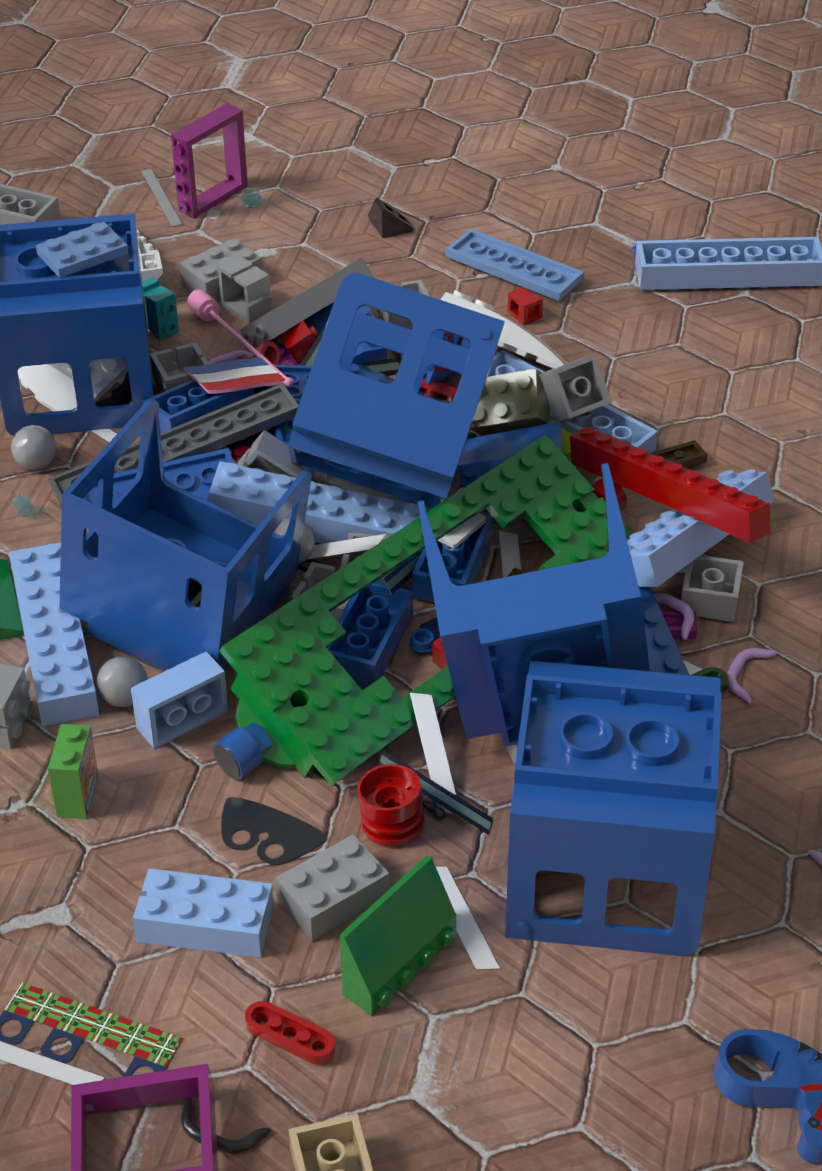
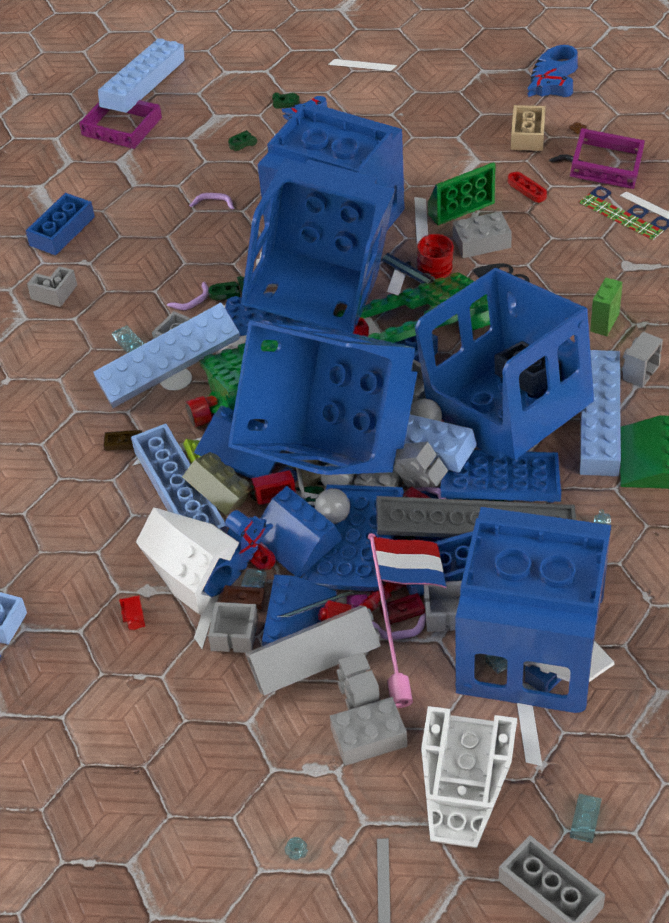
camera: 155 degrees left, 5 degrees up
(81, 249) = (517, 550): medium blue plate -> none
(160, 309) = (444, 682): teal hips -> none
(204, 912) = (552, 237): light blue piece -> none
(231, 121) = (319, 832): magenta window -> none
(388, 220) = (181, 764): black slope -> none
(514, 264) = (109, 670): medium blue plate -> none
(575, 388) = (172, 453): light grey brick -> none
(672, 485) = (171, 358): red brick -> none
(782, 578) = (127, 339): none -> clear light blue plate

